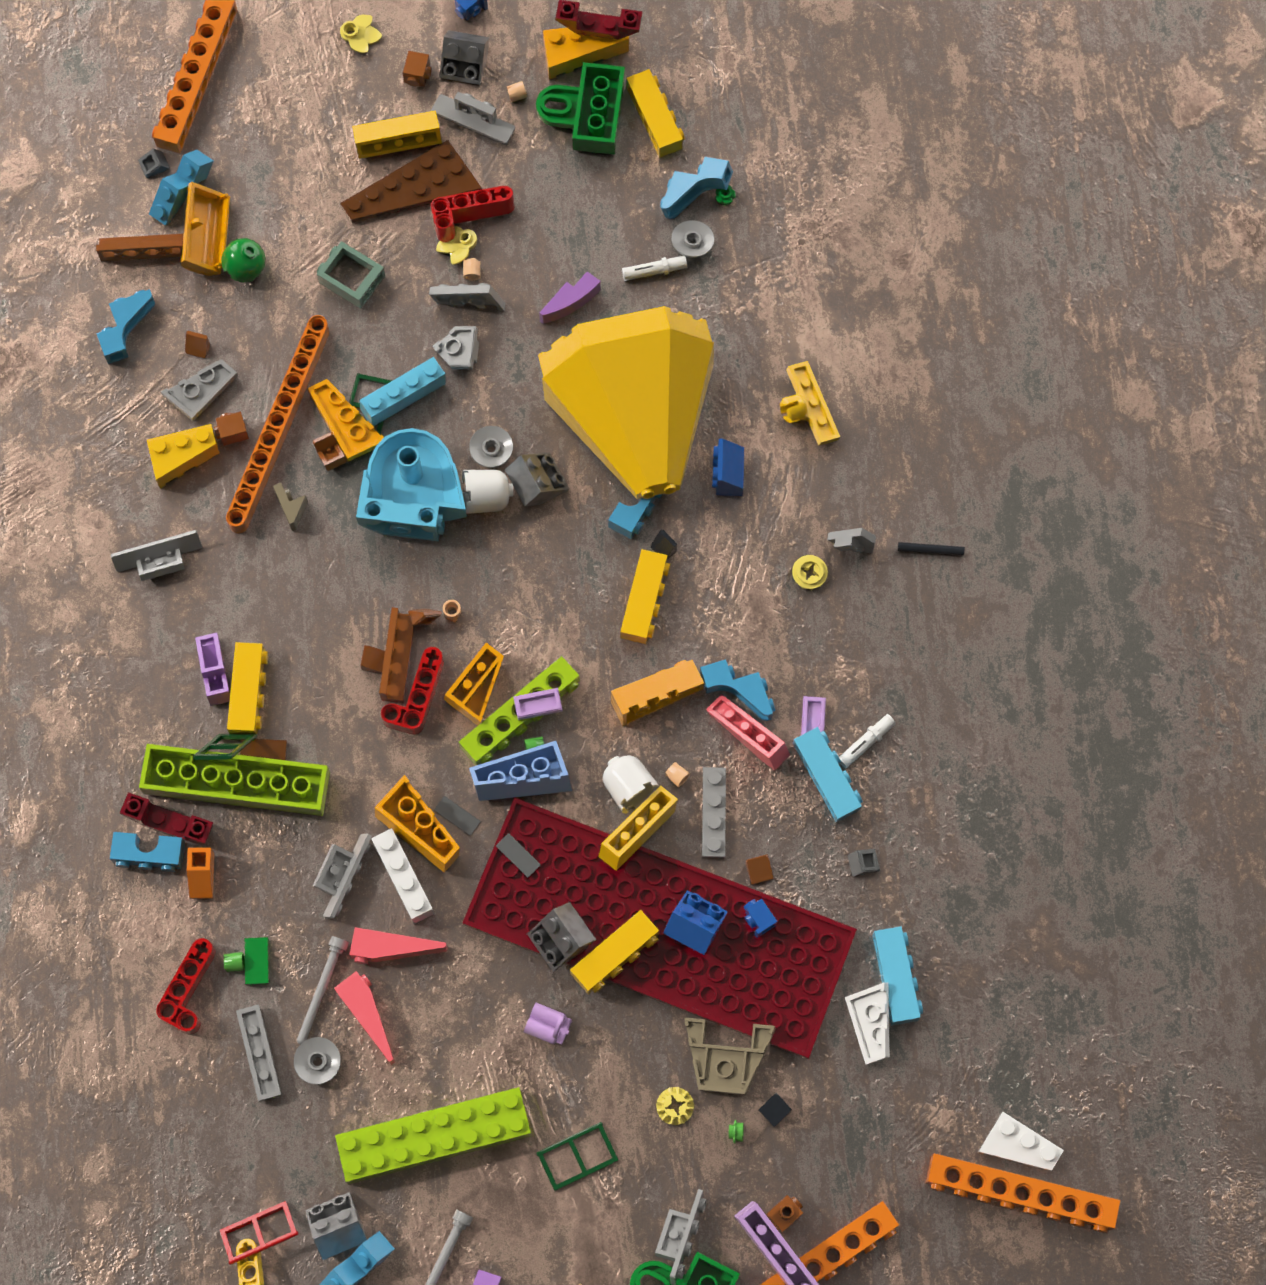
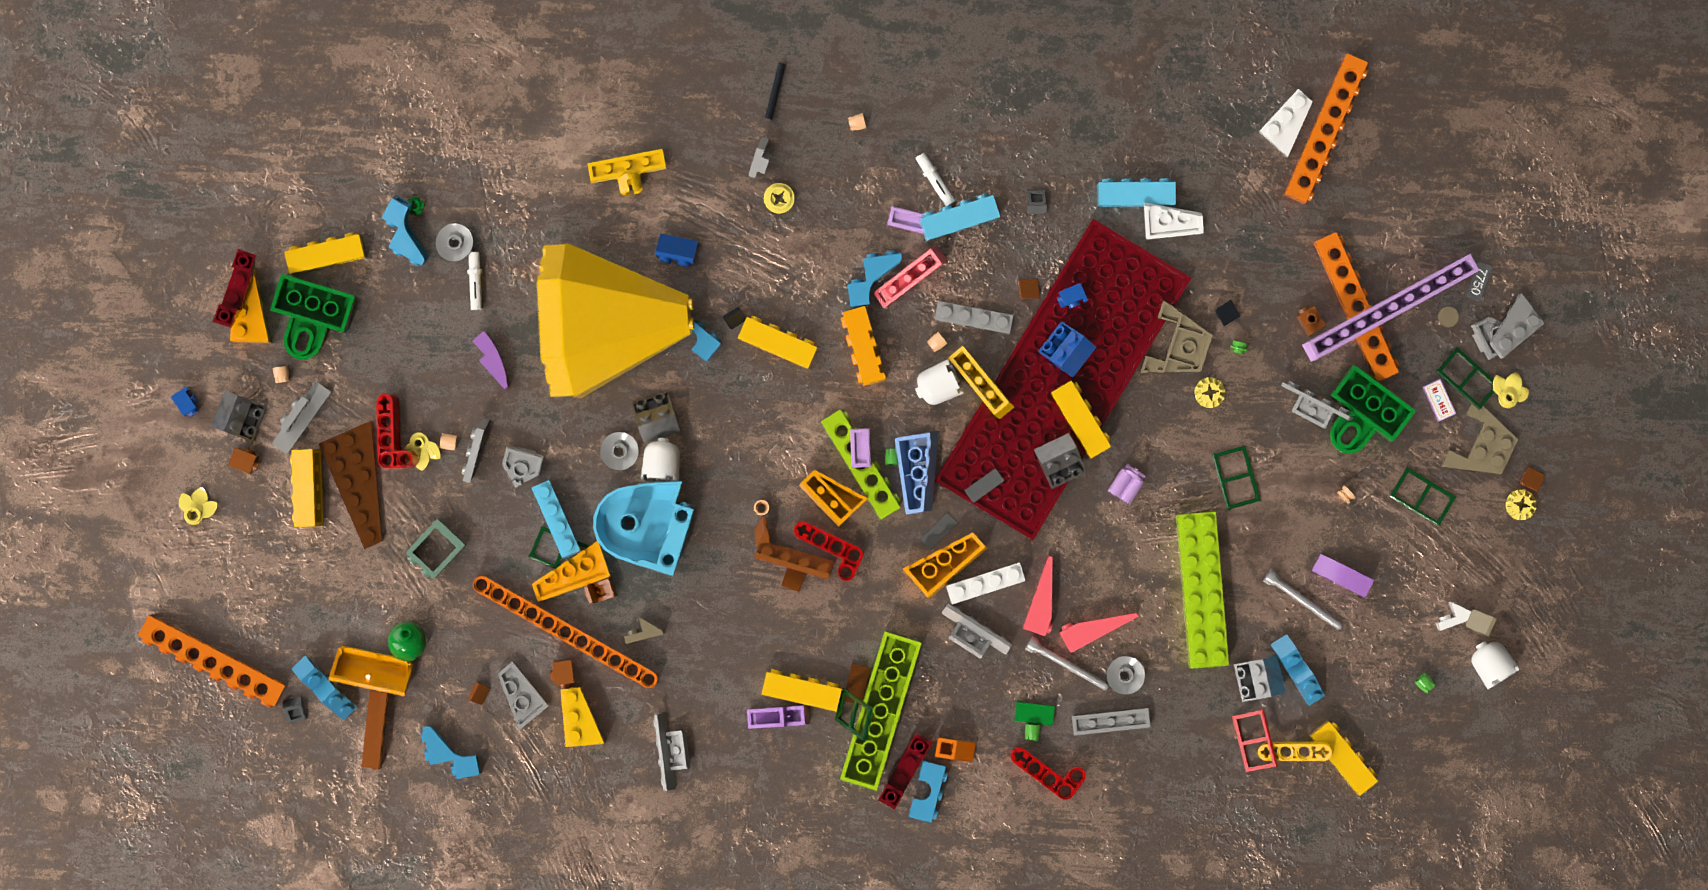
camera: 80 degrees left, 15 degrees up
(914, 643) = (857, 122): none -> light nougat hose

